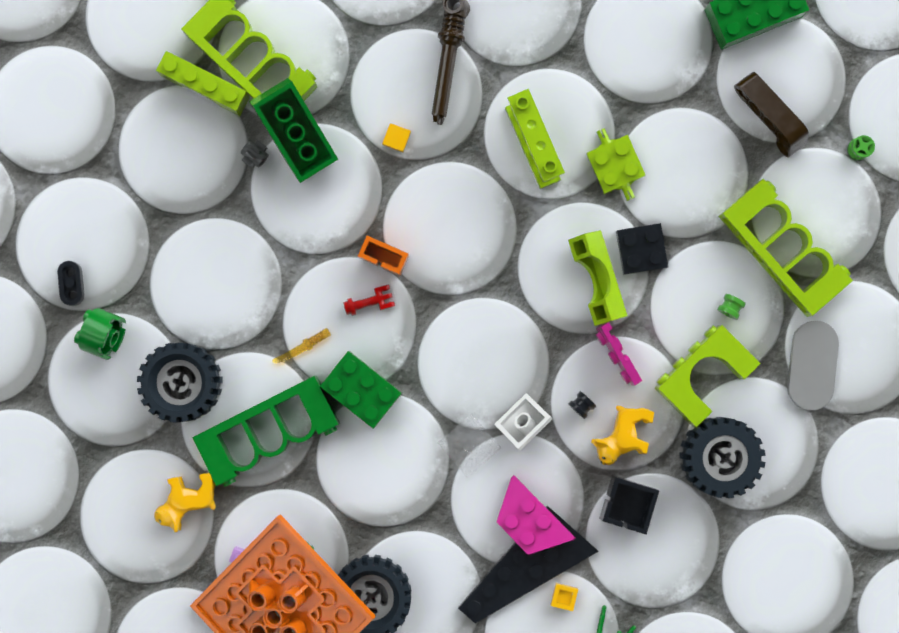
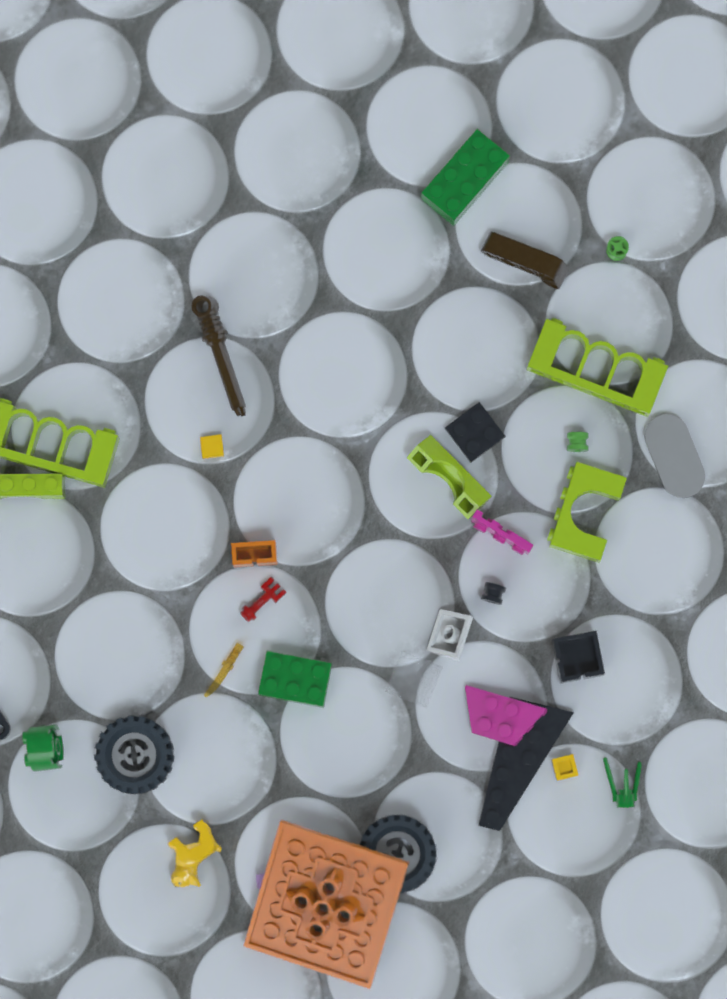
camera: 20 degrees left, 5 degrees down
(216, 454) = (198, 802): green fence -> none
(254, 154) = (96, 524): dark grey gear -> none
(293, 130) = (121, 485): green brick -> none
(534, 139) = (332, 386): lime fence -> none
(615, 164) = (414, 371): lime plate -> none
(624, 435) = (543, 600): yellow animal -> none
(707, 476) = (631, 598): black wheel -> none

